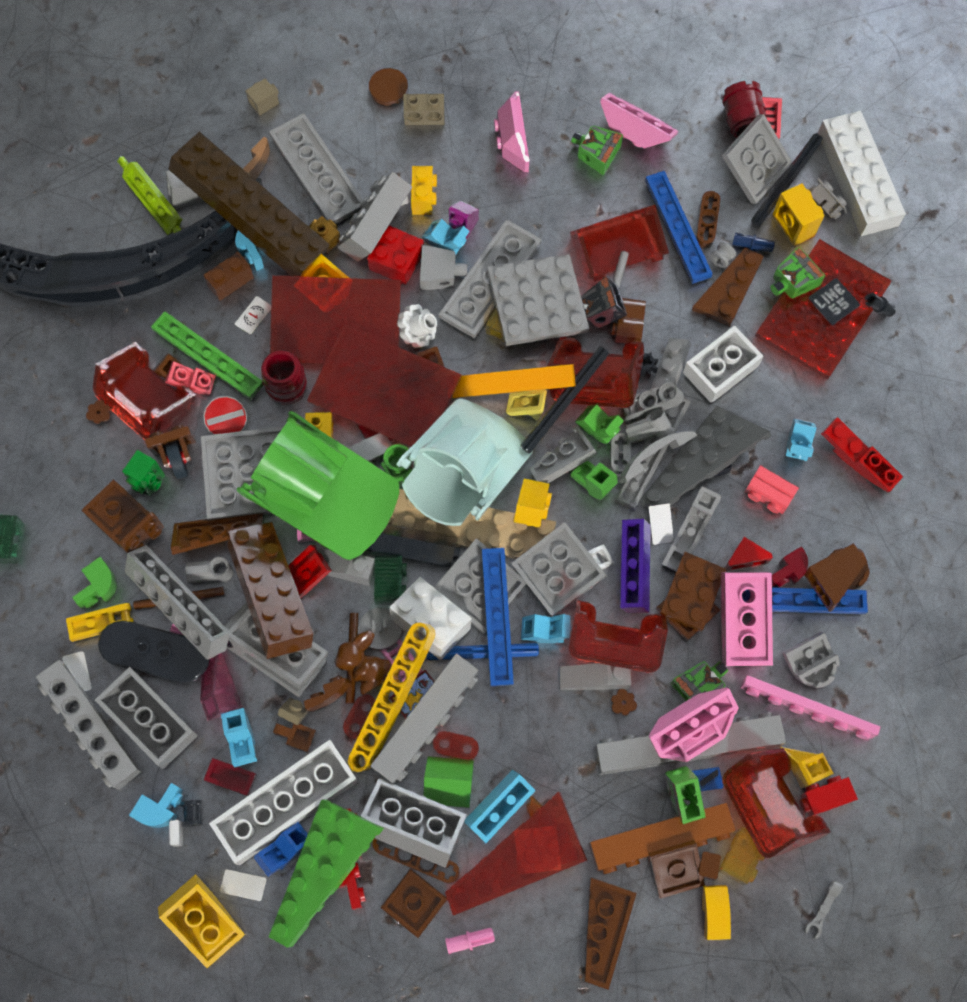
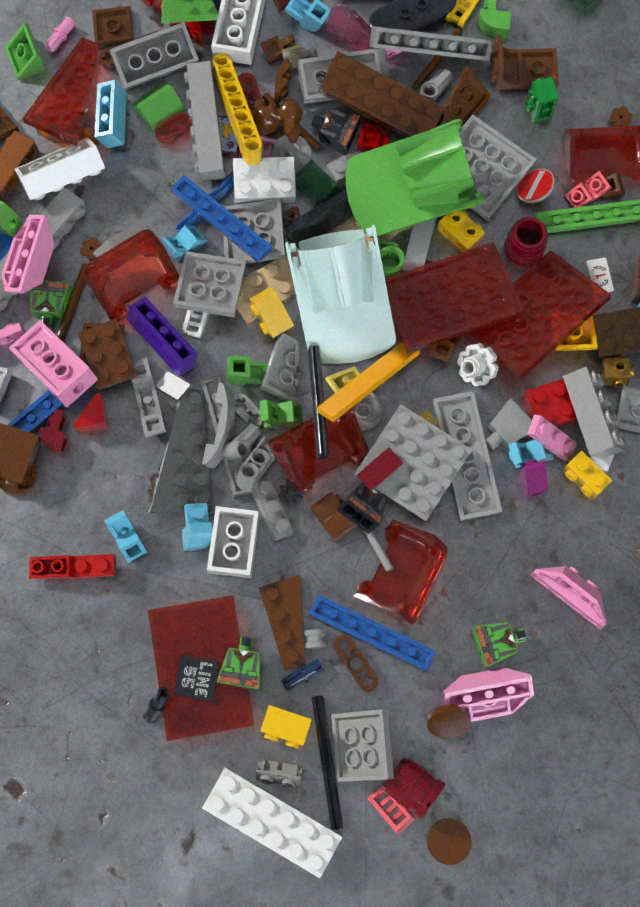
camera: 140 degrees right, 5 degrees up
(171, 443) = (541, 131): reddish brown plate -> none
(325, 610) = (337, 129): none -> torso
(422, 227) = (552, 438): none -> bright pink plate
(429, 576) = (294, 211): none -> reddish brown plate
(520, 951) = (24, 53): none -> bright green slope
(569, 309) = (380, 469): none -> dark red tile
(593, 789) = (59, 169): none -> white brick
(668, 677) = (71, 305): none -> reddish brown bar
(681, 126) = (448, 721): none -> reddish brown tile
(742, 396) = (198, 528): none -> medium azure brick
(749, 68) = (449, 841): none -> reddish brown tile
(771, 490) = (116, 480): coral brick -> none

